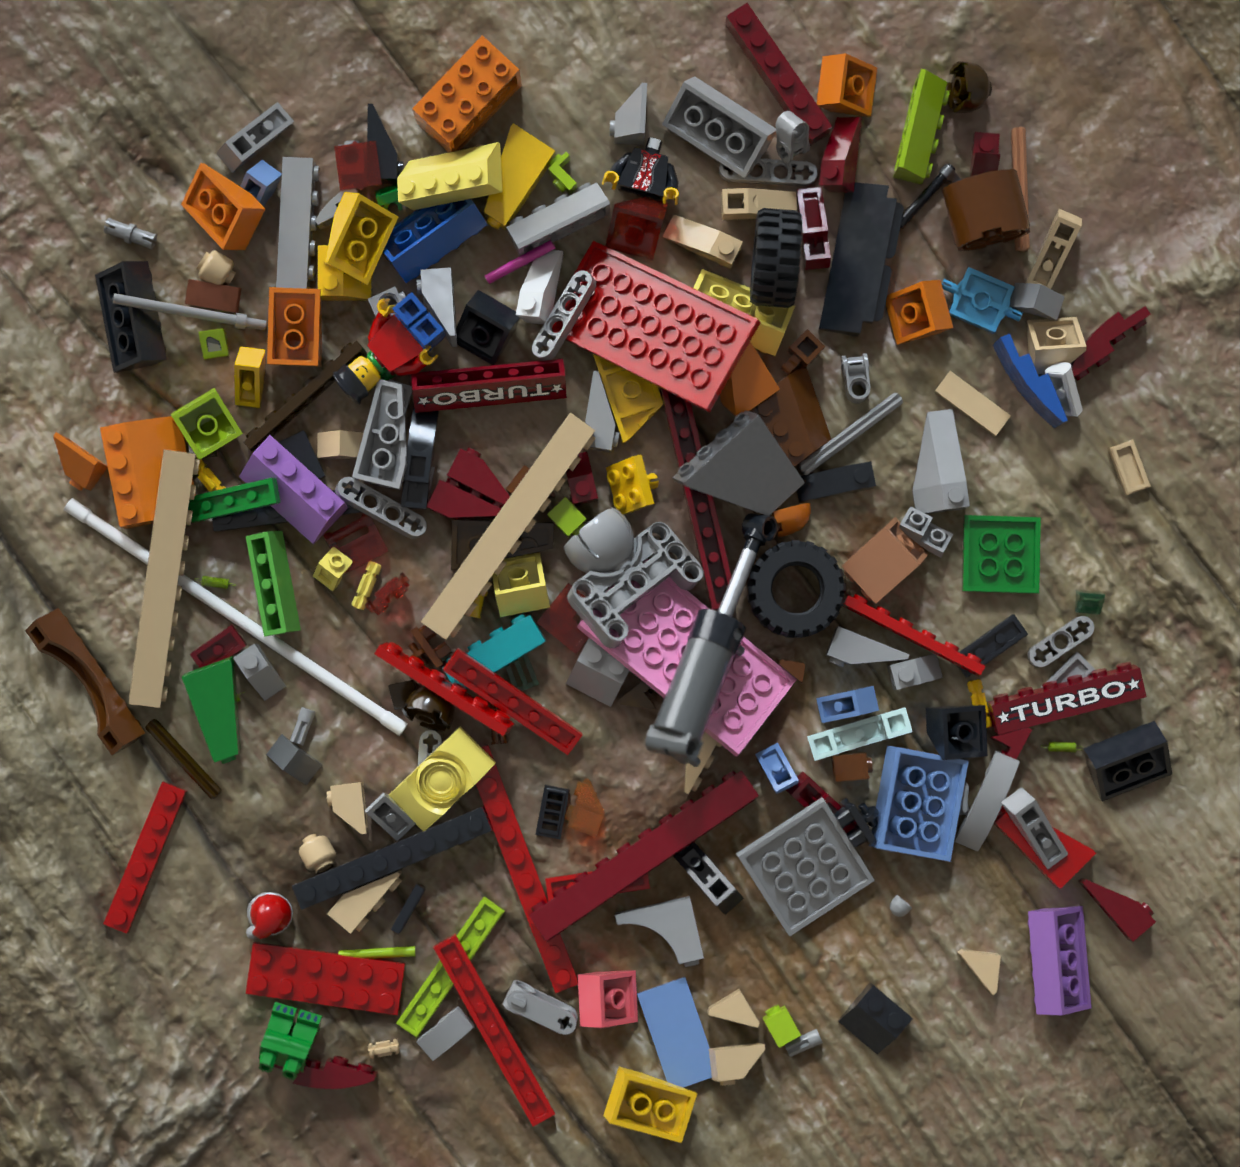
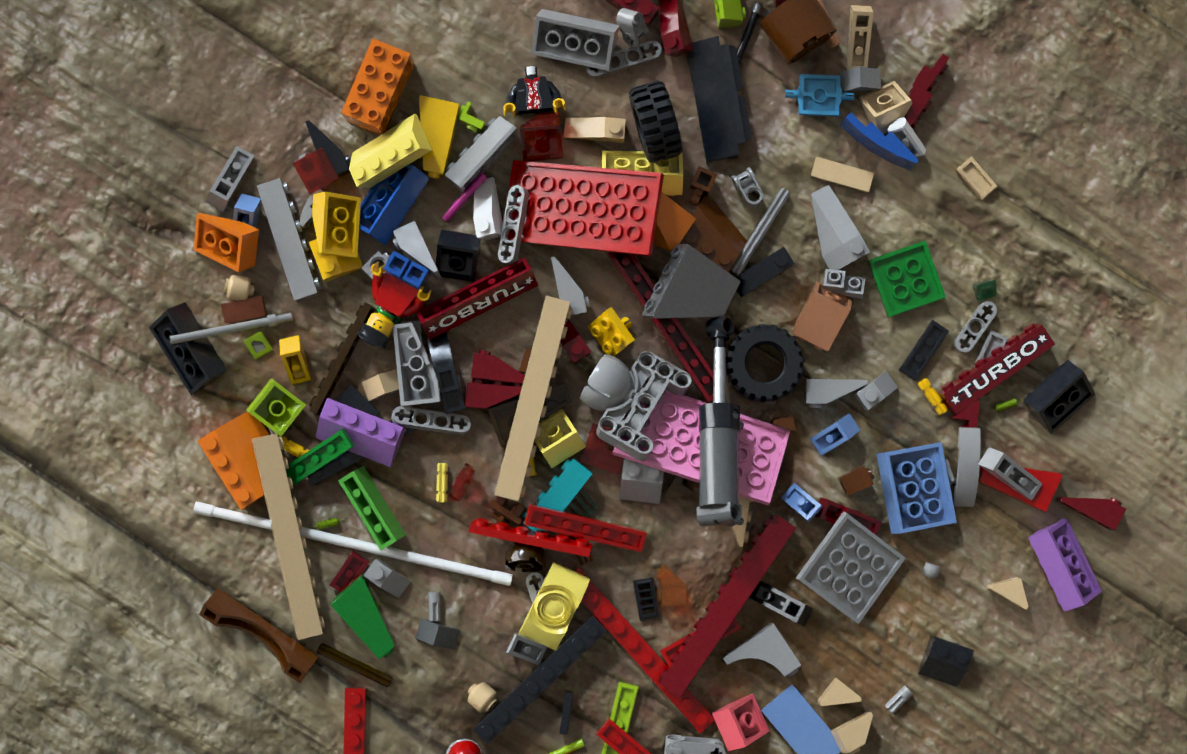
camera: 20 degrees left, 0 degrees up
(78, 463) = (191, 474): orange slope -> none
(130, 233) = (163, 286): light grey pin -> none
(294, 327) = (314, 309): orange slope -> none
(331, 568) = (412, 479): light yellow bracket -> none
(350, 804) = (492, 651): tan slope -> none
(356, 904) = (526, 723): tan slope -> none
(363, 548) = (426, 459): clear red plate -> none
(388, 195) = (347, 184): green tile -> none
(400, 692) = (498, 553): dark brown slope -> none
(567, 518) = (573, 375): lime brick -> none
(629, 397) = (585, 266): yellow wing -> none
(630, 119) = (507, 59): light grey slope -> none
(745, 202) = (618, 88): tan slope -> none
(781, 1025) = (877, 692): lime brick -> none
(792, 519) = (741, 311): orange brick -> none
(814, 228) = (680, 98): dark red slope -> none
(850, 814) = (882, 525): black hips -> none
(859, 733) = (852, 452): light aqua slope -> none
(918, 311) = (776, 121): orange slope -> none
(923, 639) = (873, 364): red plate -> none
(958, 731) = (925, 423): black slope -> none

